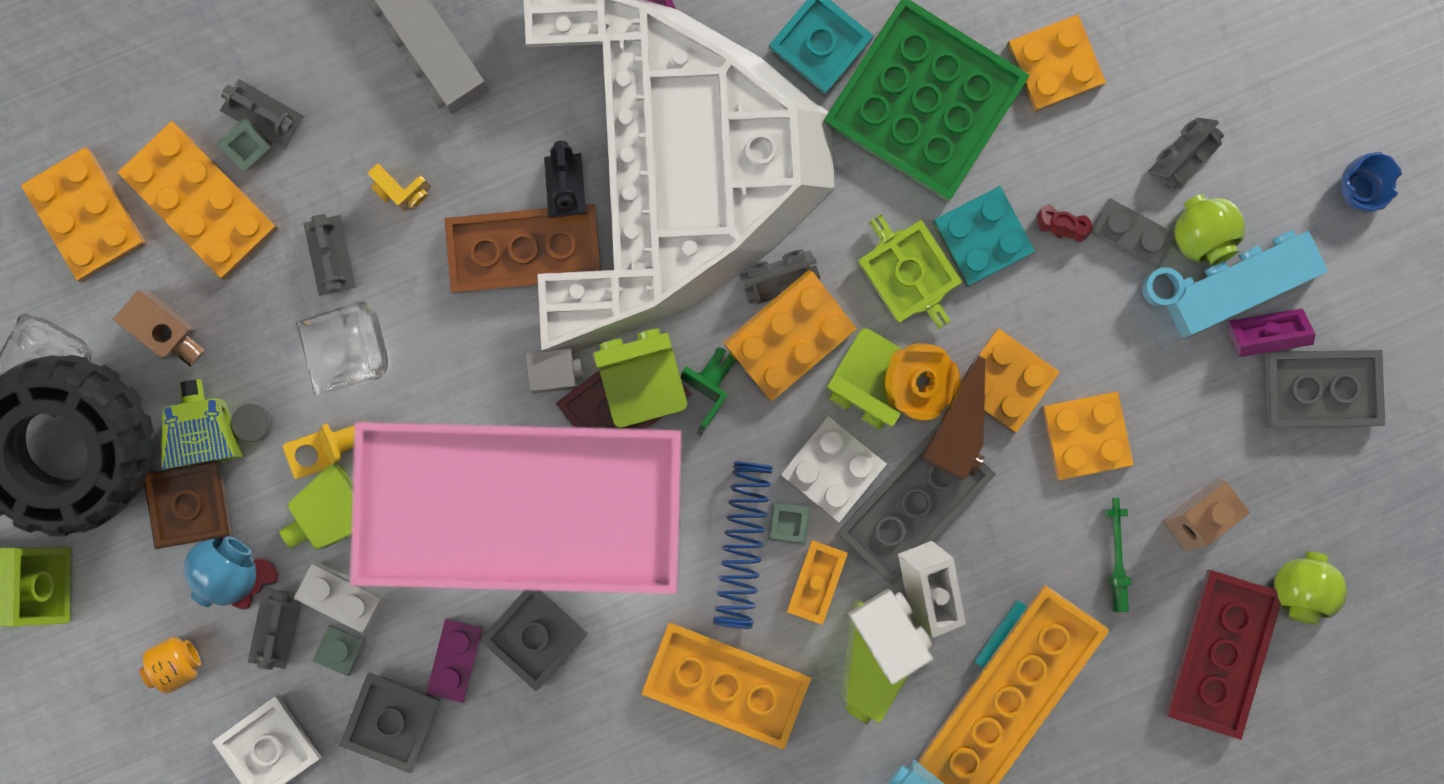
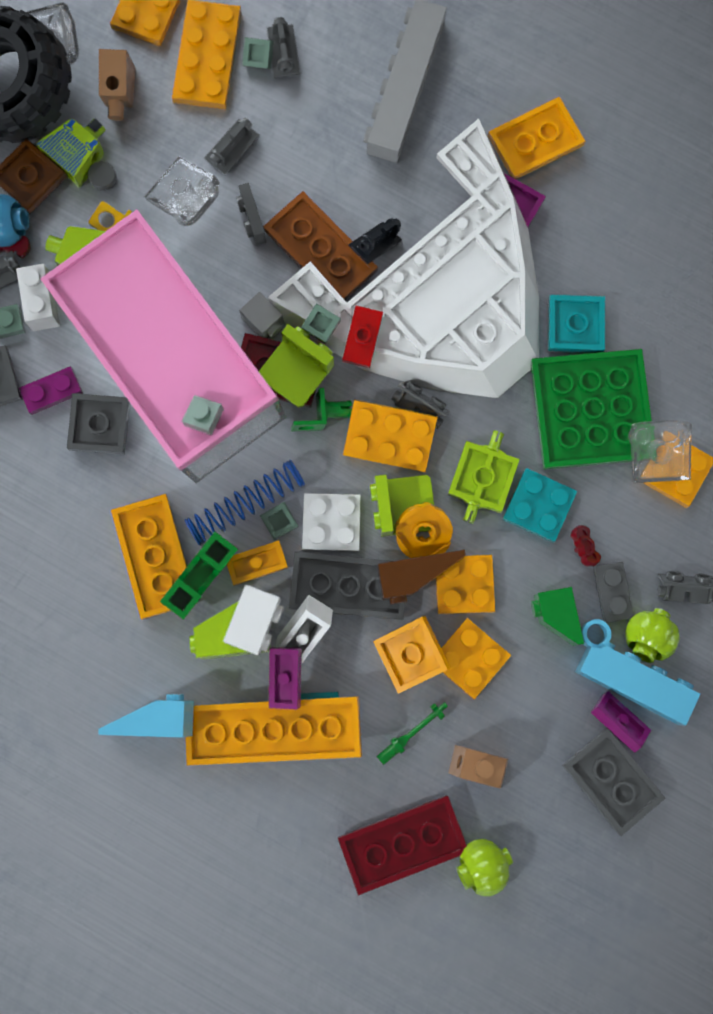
camera: 50 degrees right, 5 degrees down
(389, 189) = (298, 162): yellow bracket -> none
(411, 289) = (247, 204): none -> dark grey plate
(618, 316) = (321, 323): none -> sand green plate
(640, 524) = (202, 415): none -> sand green plate
(666, 282) = (362, 336): none -> red plate
(783, 637) = (198, 575): none -> green arch
(969, 646) = (285, 678): none -> magenta plate
(1029, 66) = (660, 451): none -> clear slope
(1040, 494) = (411, 654): none -> light orange plate
(1113, 307) = (558, 614): none -> green slope

